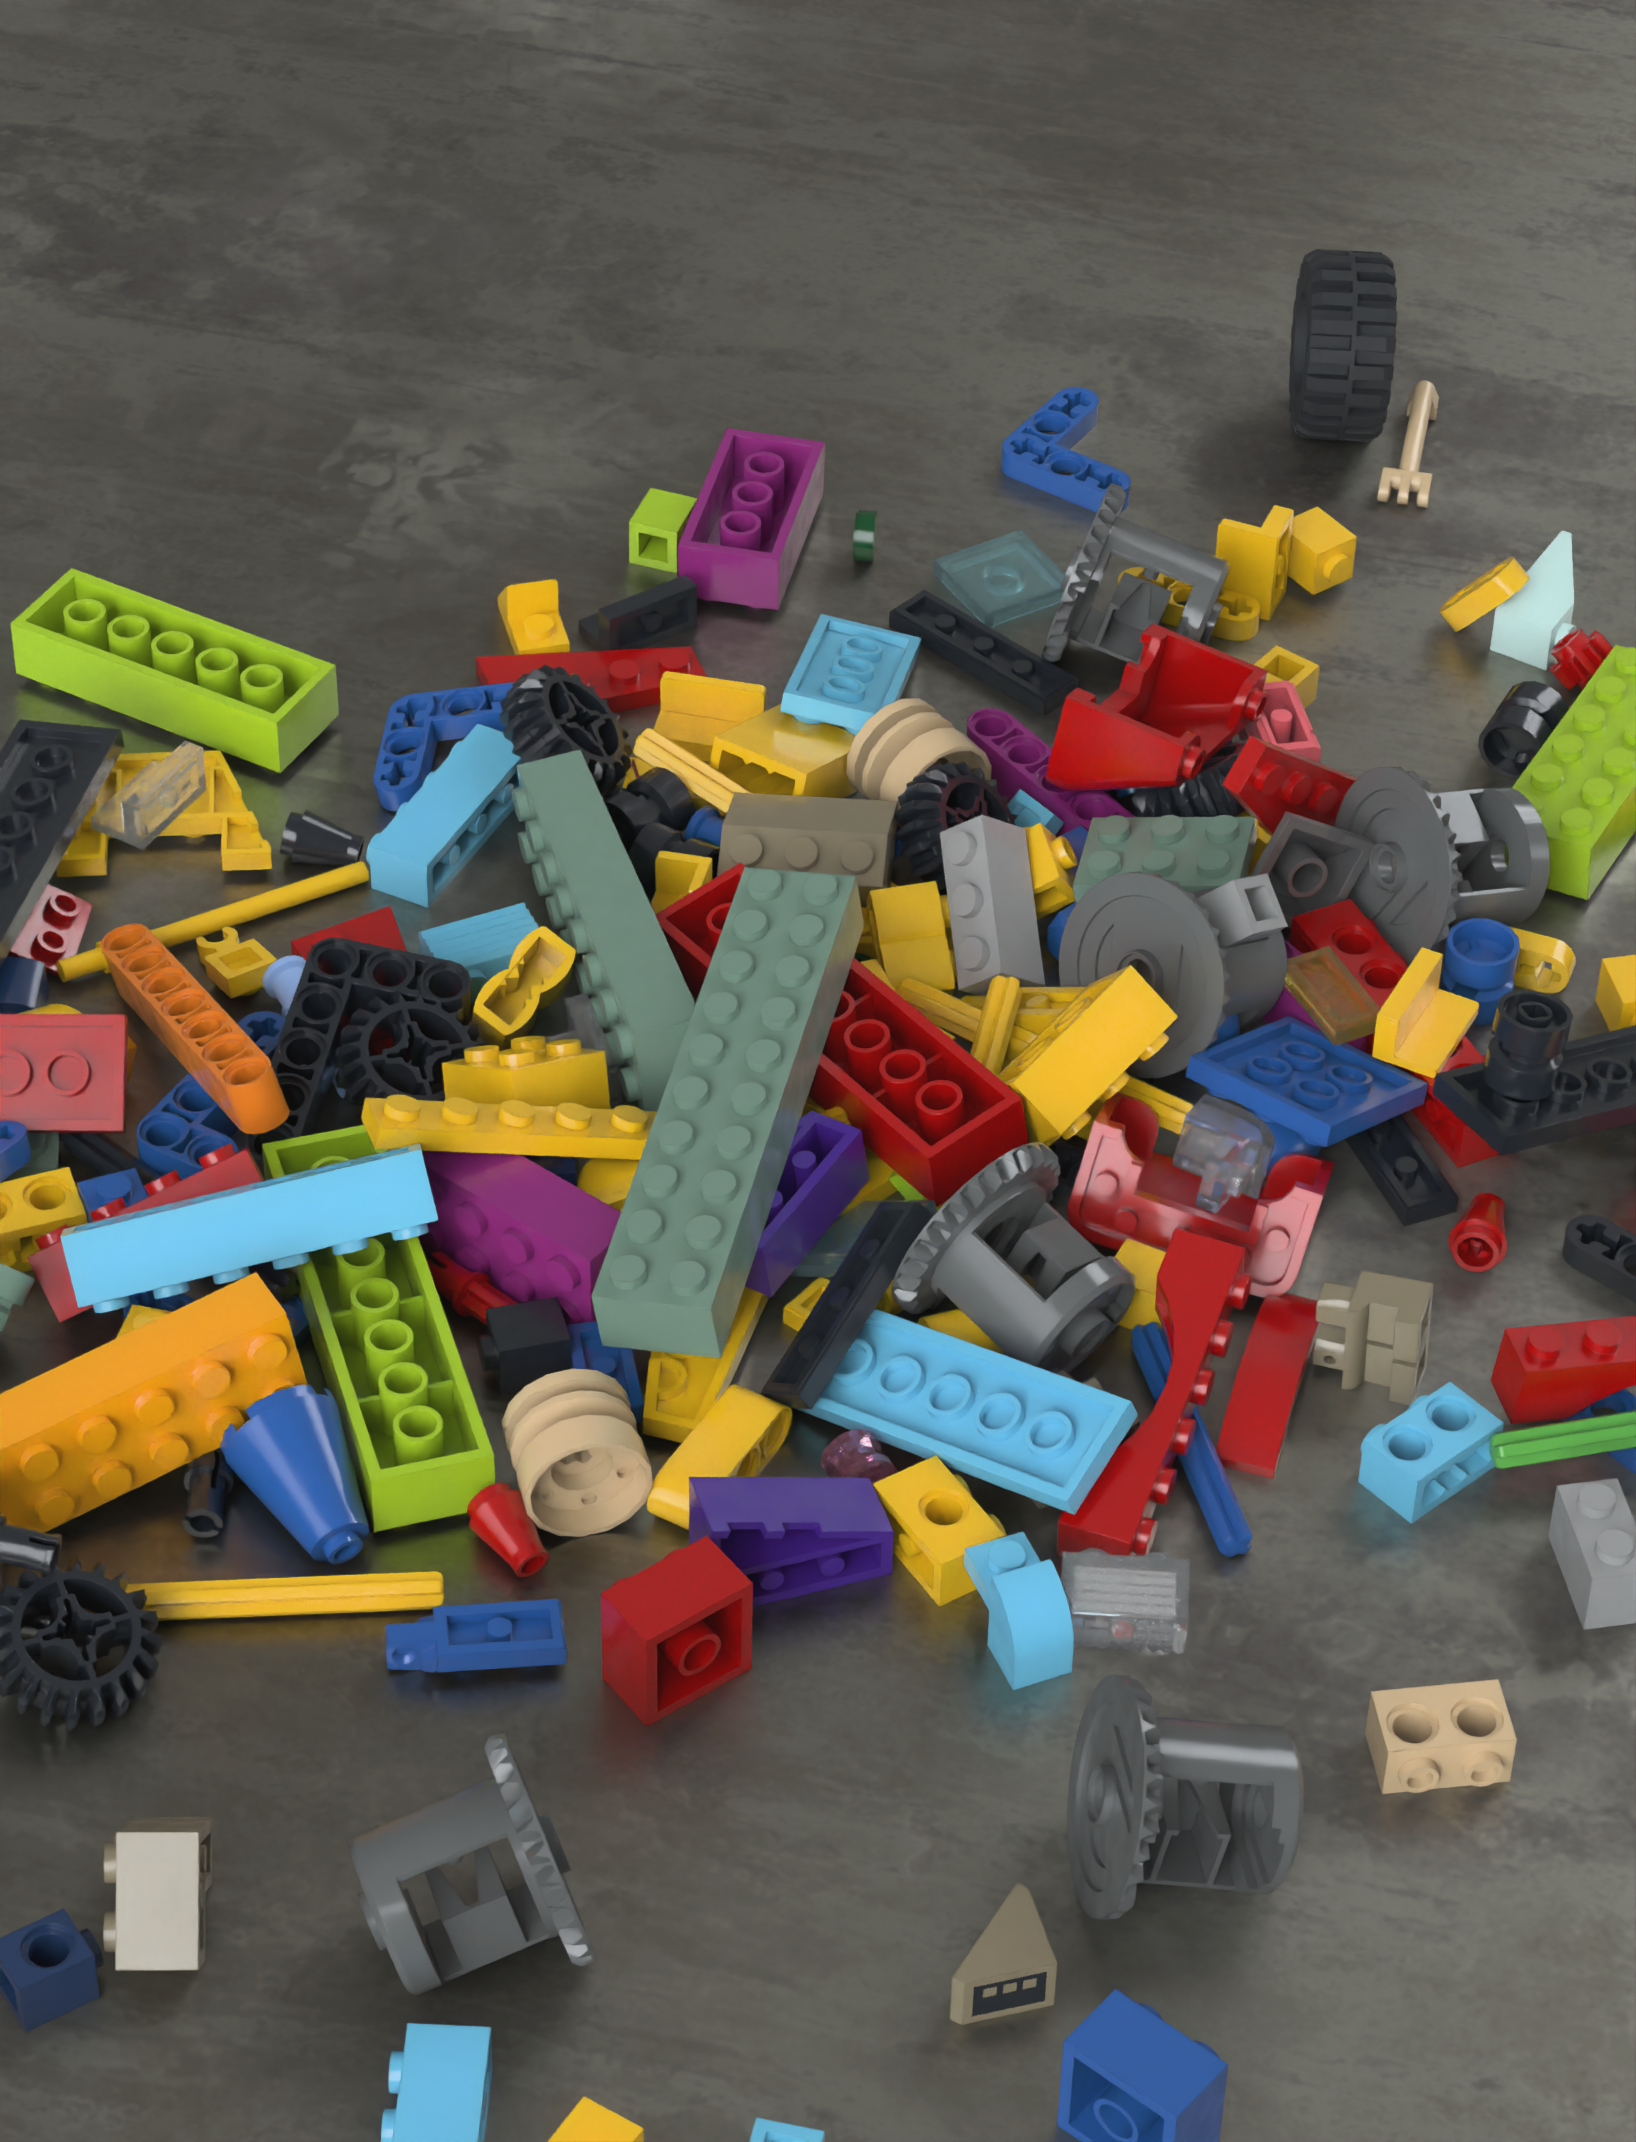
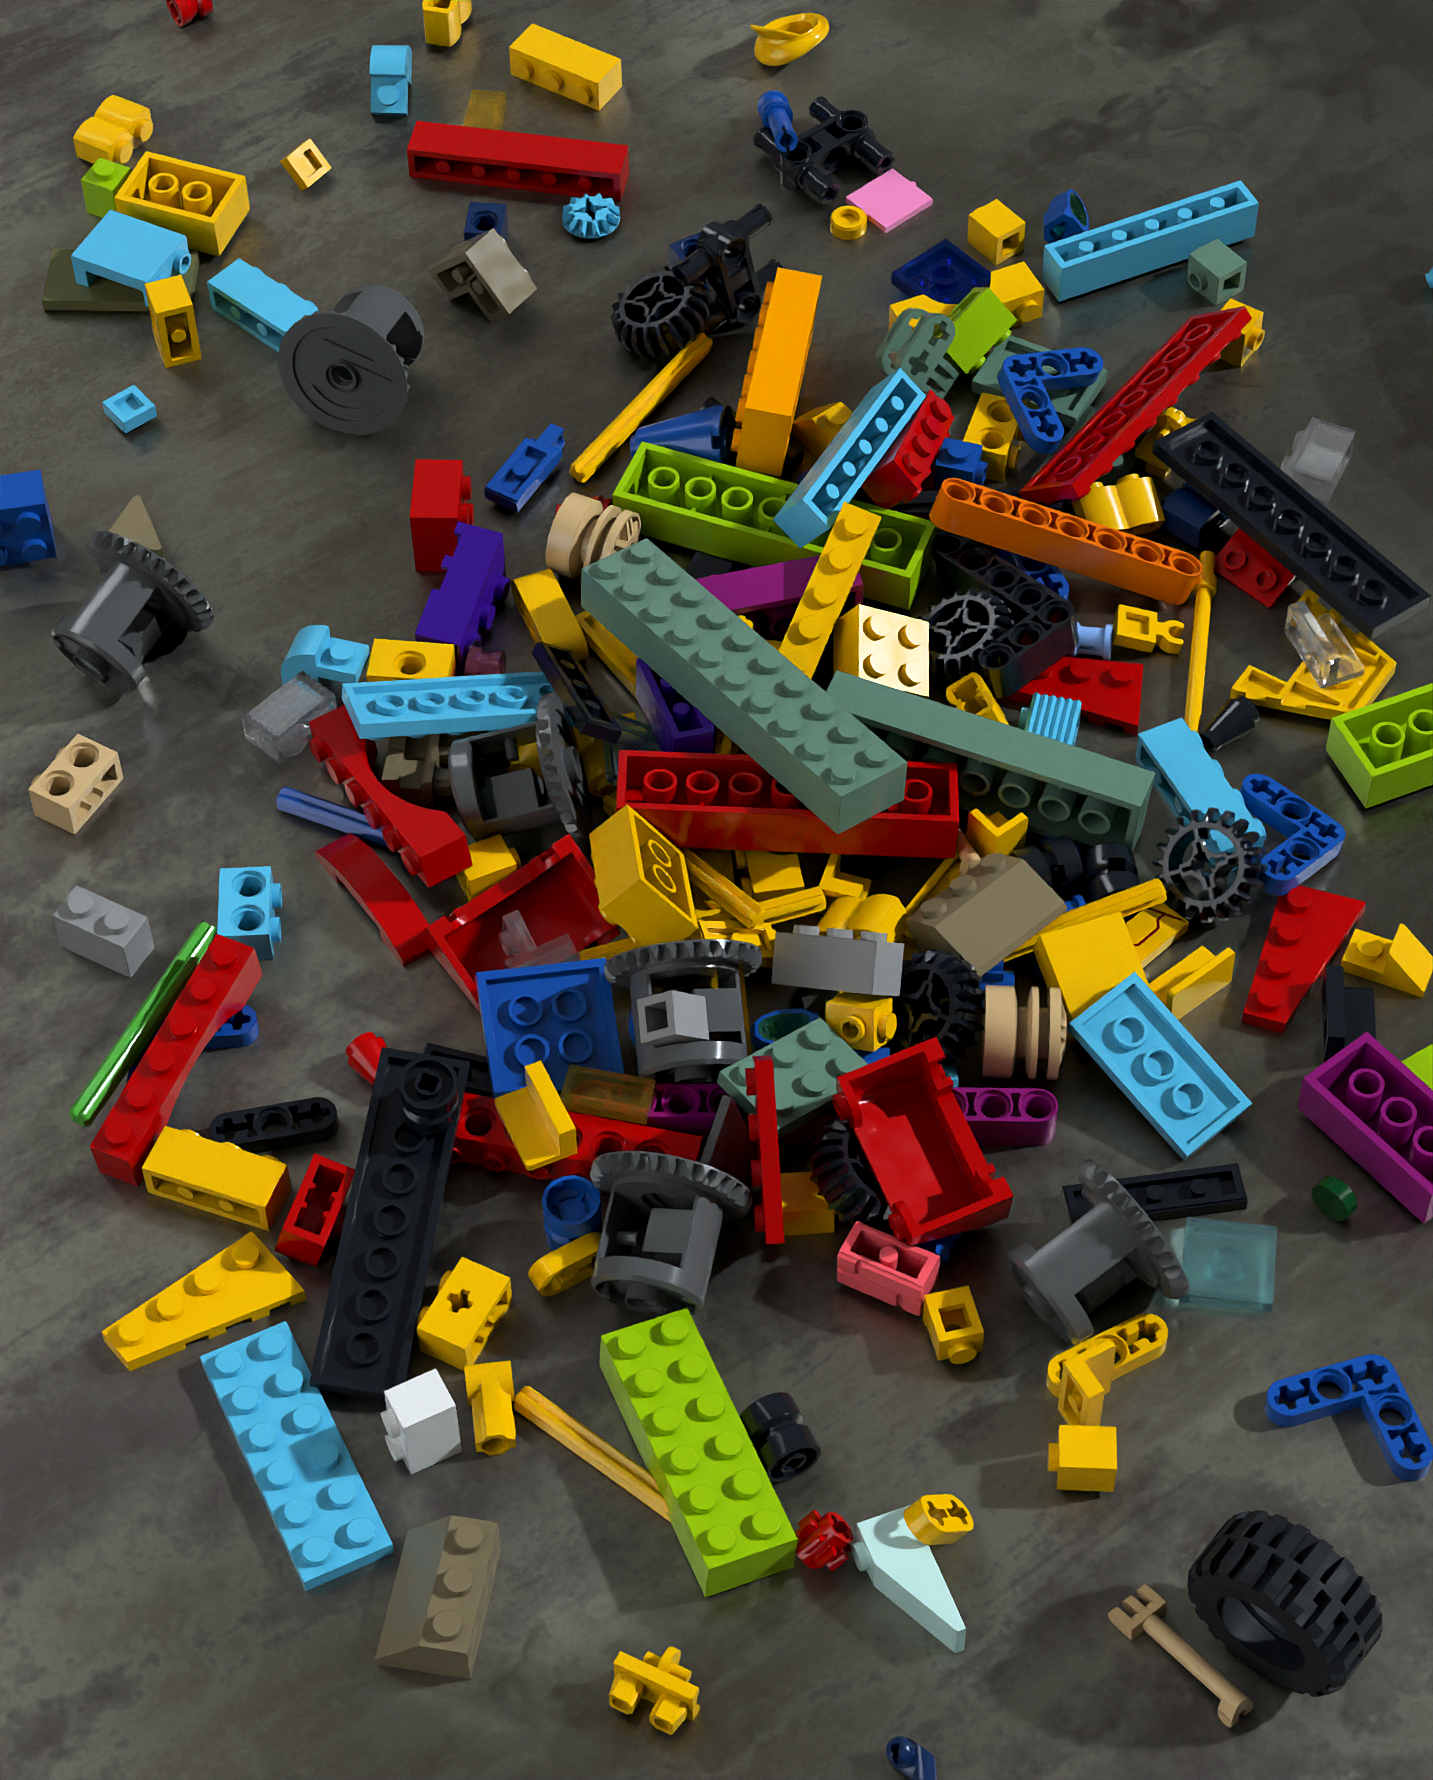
camera: 130 degrees right, 10 degrees up
(1383, 1334) = (336, 931): dark tan hips -> none

